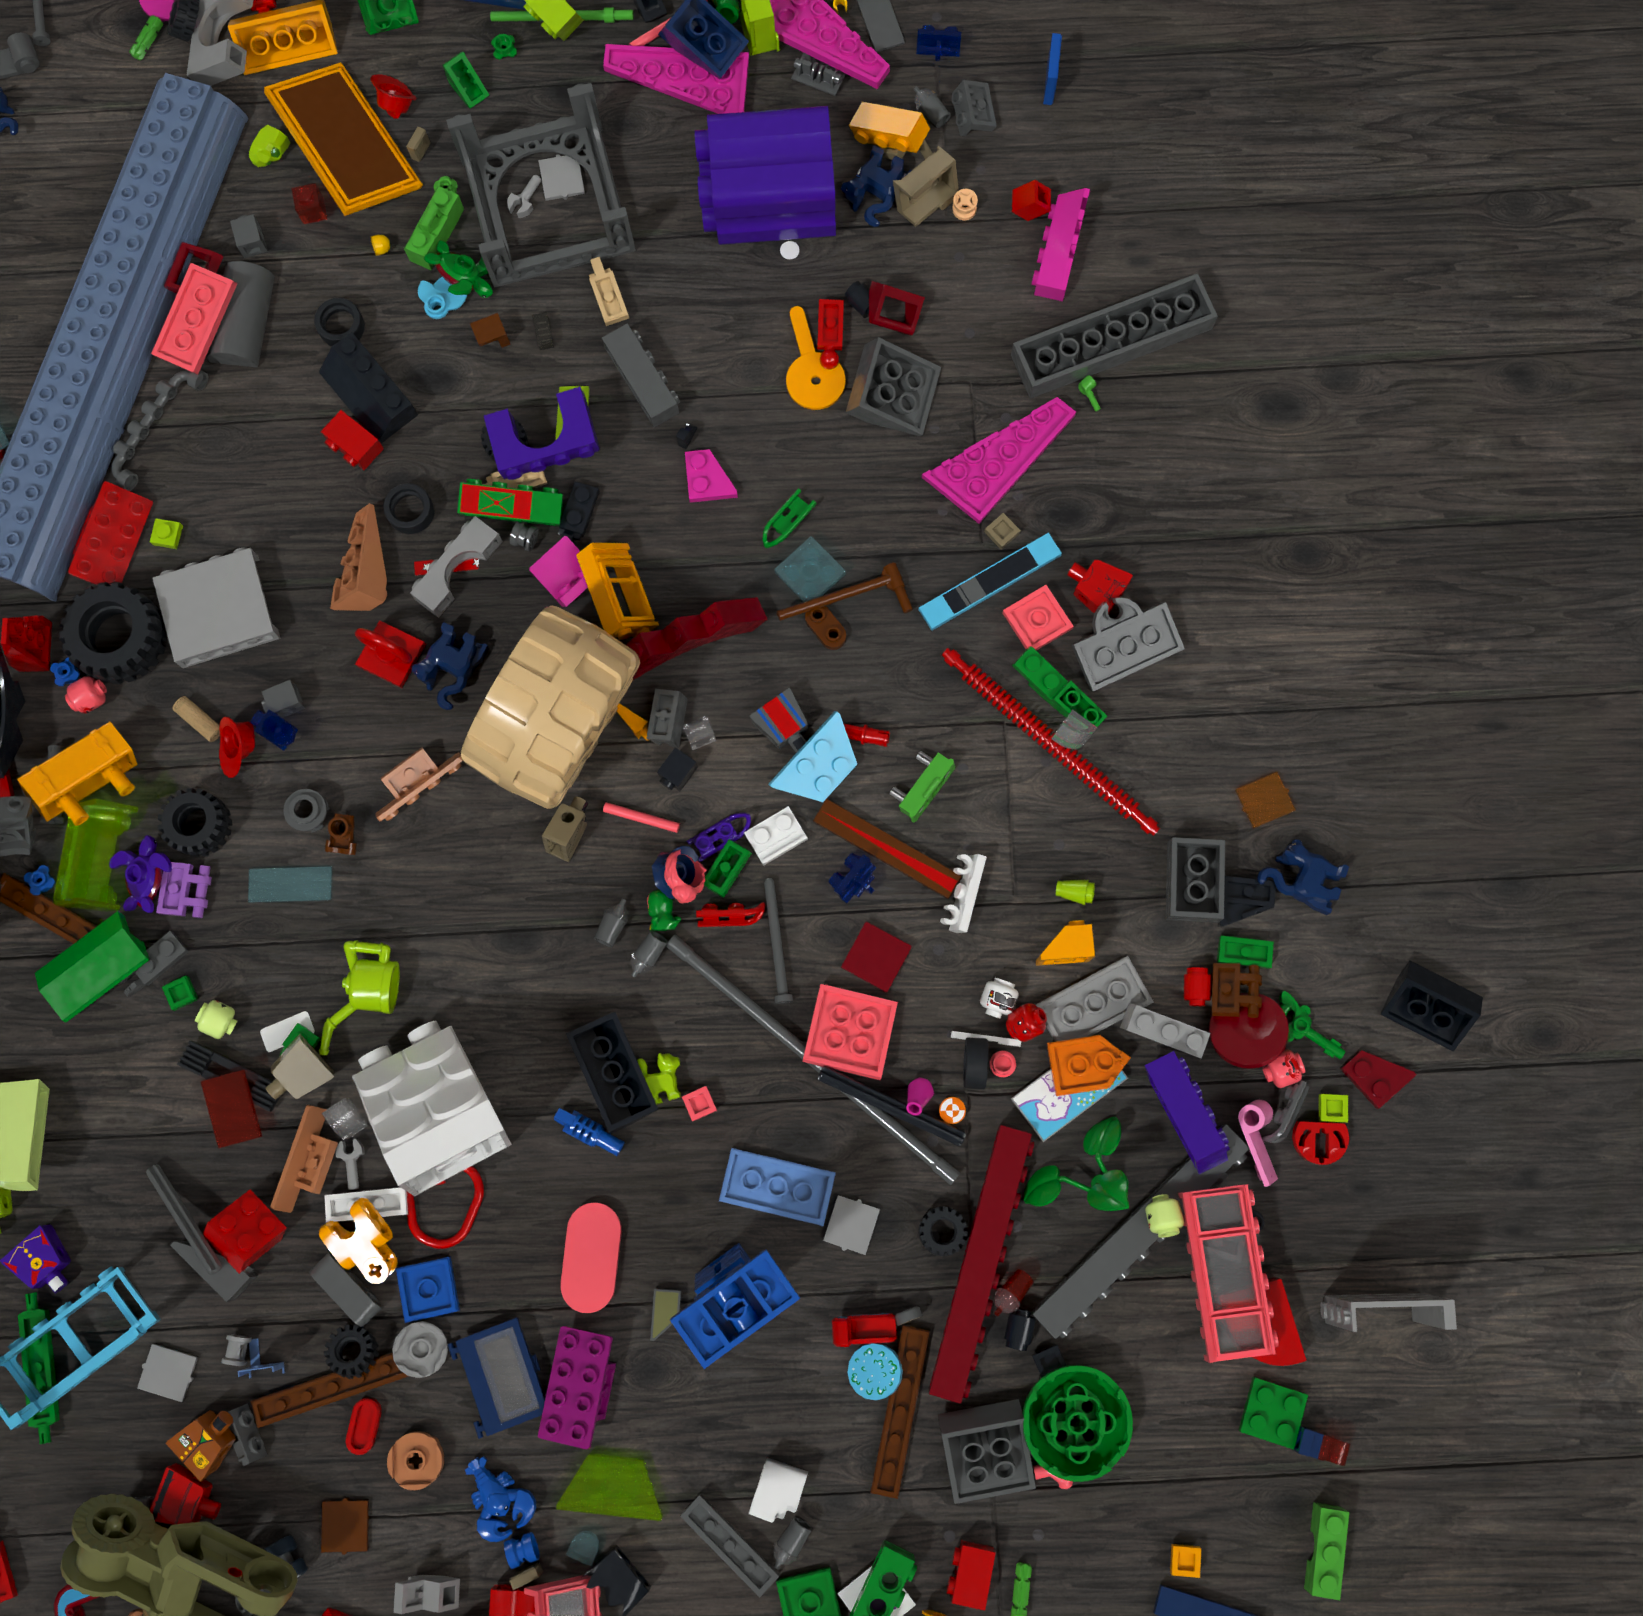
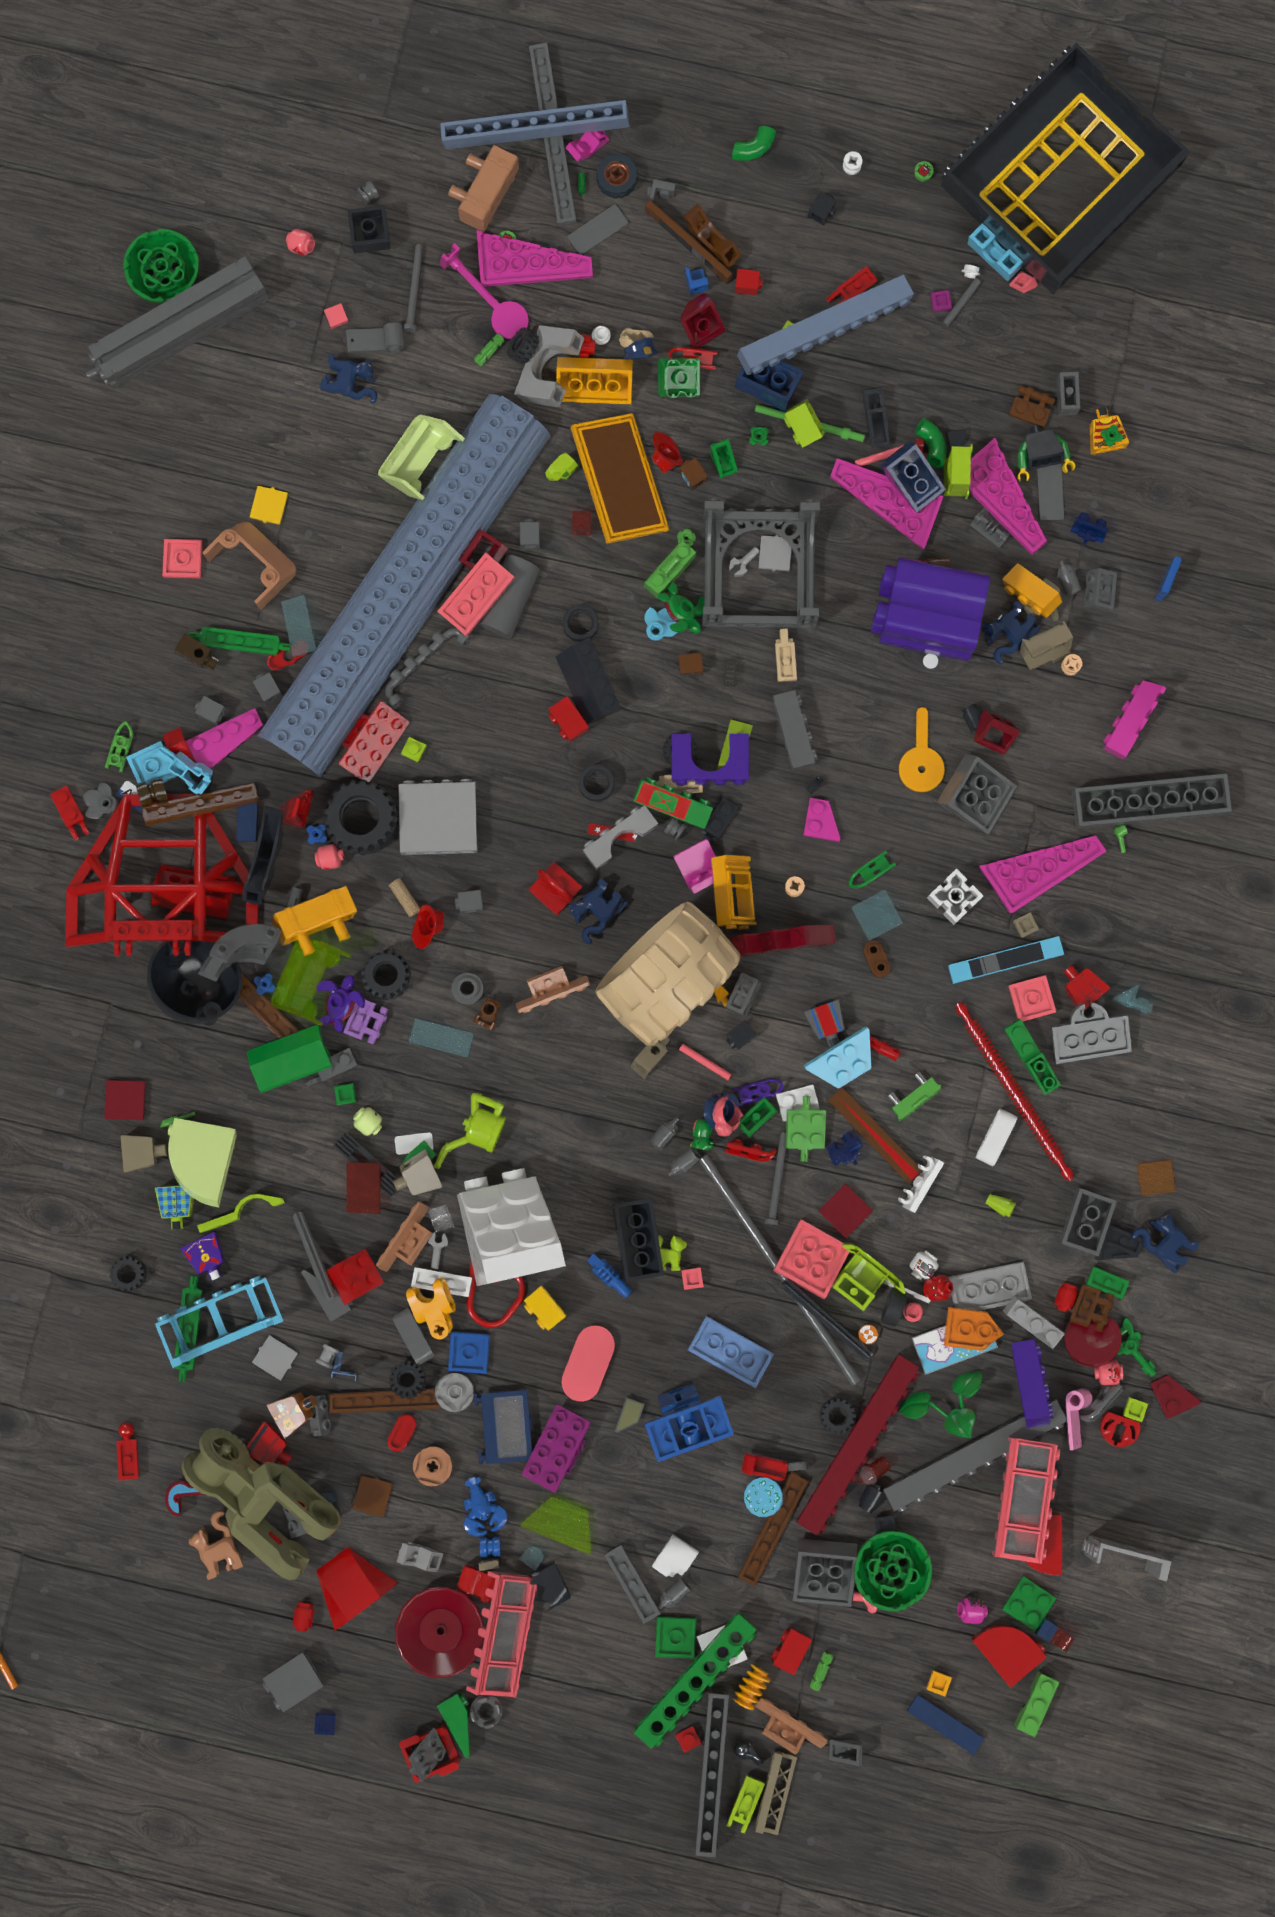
camera: 10 degrees right, 5 degrees up
(69, 1190) = (274, 1201): none -> lime piece
(84, 175) = (415, 451): none -> yellowish green windscreen
(274, 729) = (460, 923): clear blue hips -> none
(364, 574) = (550, 824): nougat wedge -> none
(380, 244) = (626, 569): yellow hinge -> none
(418, 144) = (675, 498): dark tan tile -> none
(433, 109) = (693, 473): none -> reddish brown brick
(512, 1199) = (545, 1308): none -> yellow slope
(693, 570) = (796, 889): none -> light nougat wheel
(699, 733) = (763, 1011): clear brick -> none
(794, 865) = (805, 1128): none -> bright green plate
(830, 331) = (943, 735): red plate -> none
(851, 1225) = (775, 1393): light grey piece -> none
(890, 577) = (934, 937): reddish brown bar -> none
(898, 504) = (955, 884): none -> white brick
(919, 1094) = (848, 1316): dark pink cone -> none
(923, 1036) = (863, 1277): none -> lime piece
(1031, 200) = (1121, 677): red brick -> none
(1044, 806) = (996, 1137): none -> white beam
(1071, 945) = (984, 1242): light orange slope -> none
(1074, 731) = (1033, 1090): clear brick -> none
(1159, 585) = (1128, 999): none -> clear light blue slope
(1164, 1216) = (994, 1450): yellowish green head -> none
(1200, 1445) = (972, 1610): none -> dark pink head
(1267, 1487) = (1009, 1651): none -> red brick
(1432, 1006) = (1227, 1358): black slope -> none

